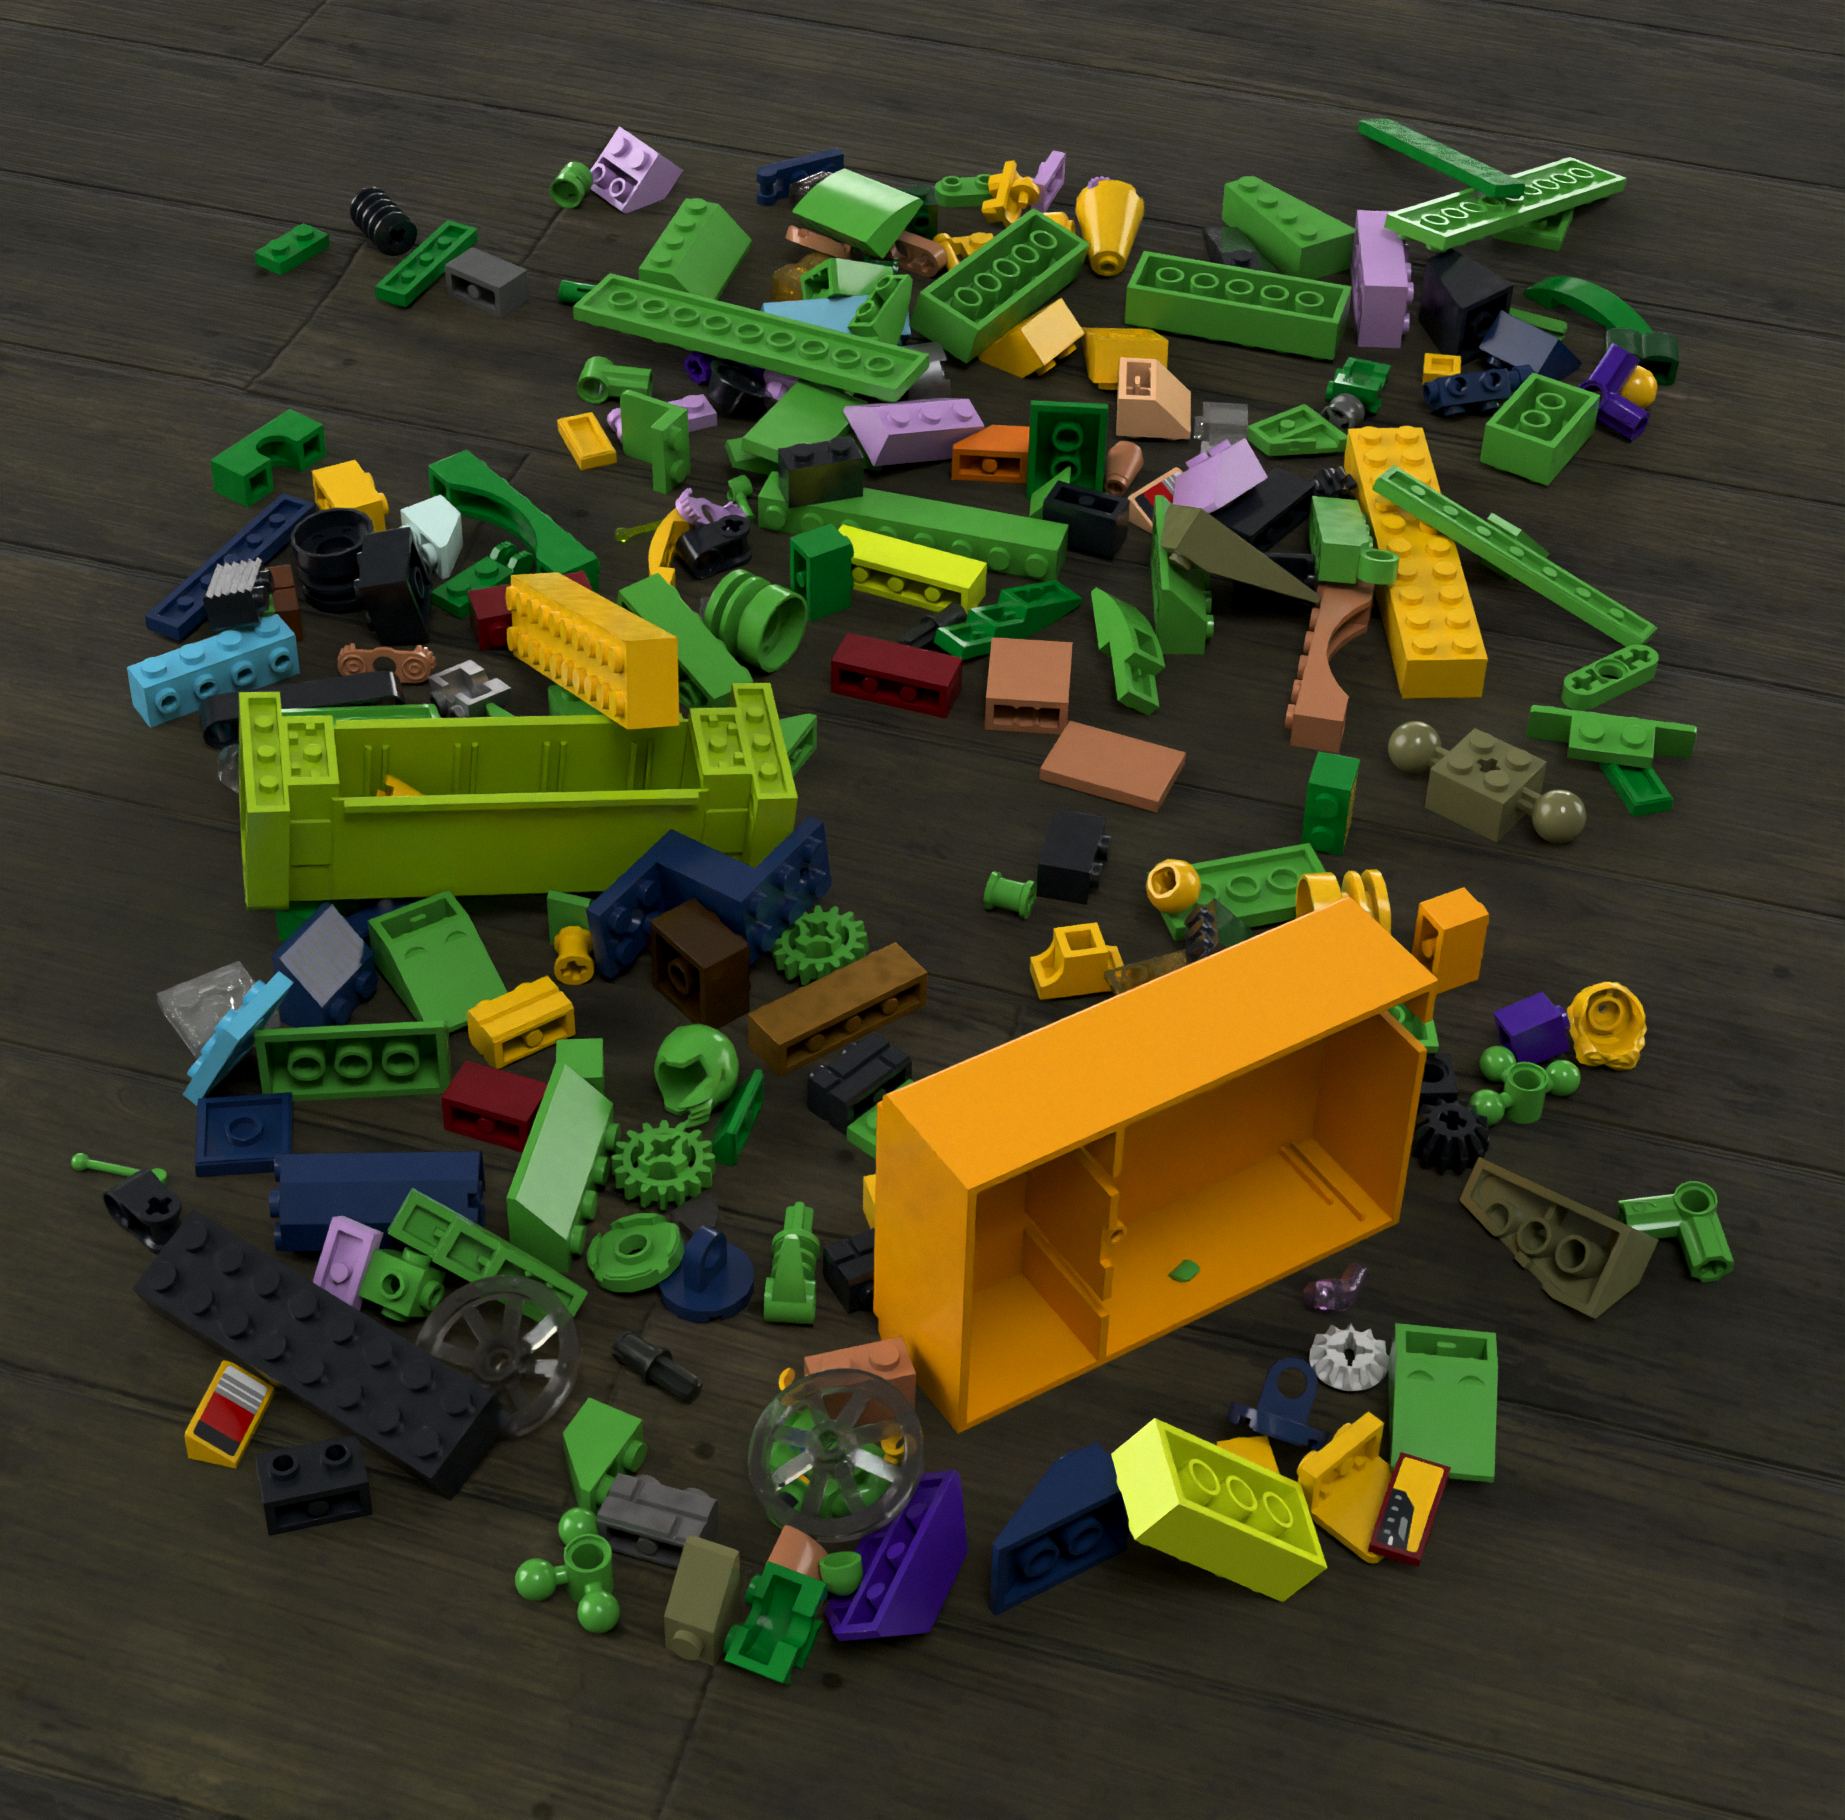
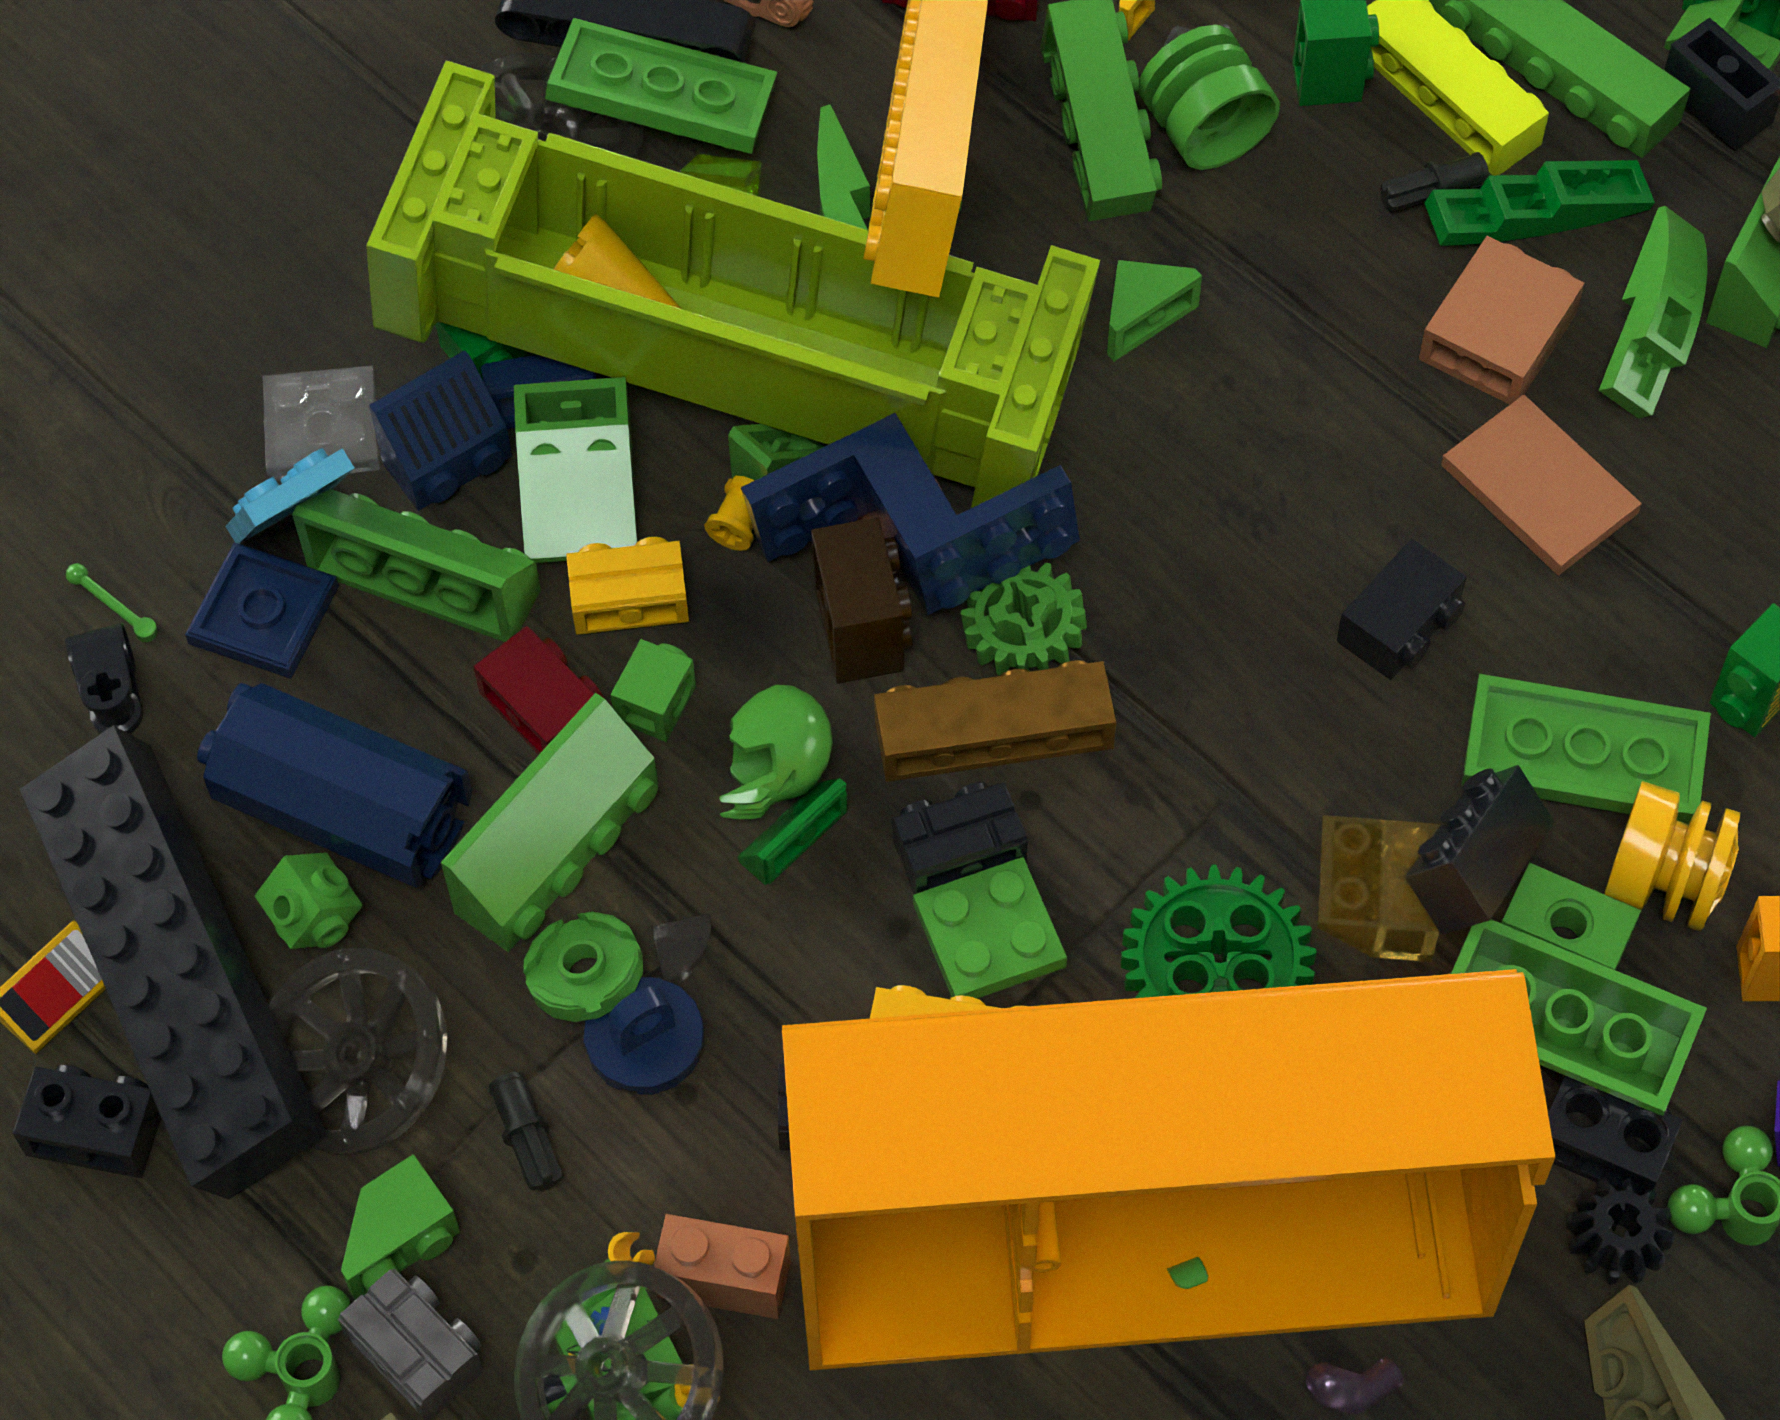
camera: 30 degrees right, 20 degrees up
(346, 1259) = (250, 857): lavender plate -> none
(466, 691) = (818, 73): flat silver cylinder -> none
(475, 1251) = (400, 914): bright green slope -> none
(663, 1164) = (683, 832): bright green gear -> none
(792, 1284) = (716, 1098): bright green piece -> none
(896, 675) = (1347, 240): dark red brick -> none
(1010, 894) = (1294, 635): bright green bush -> none
(1074, 963) = (1311, 778): yellow brick -> none
(1173, 886) = (1483, 722): yellow piece -> none

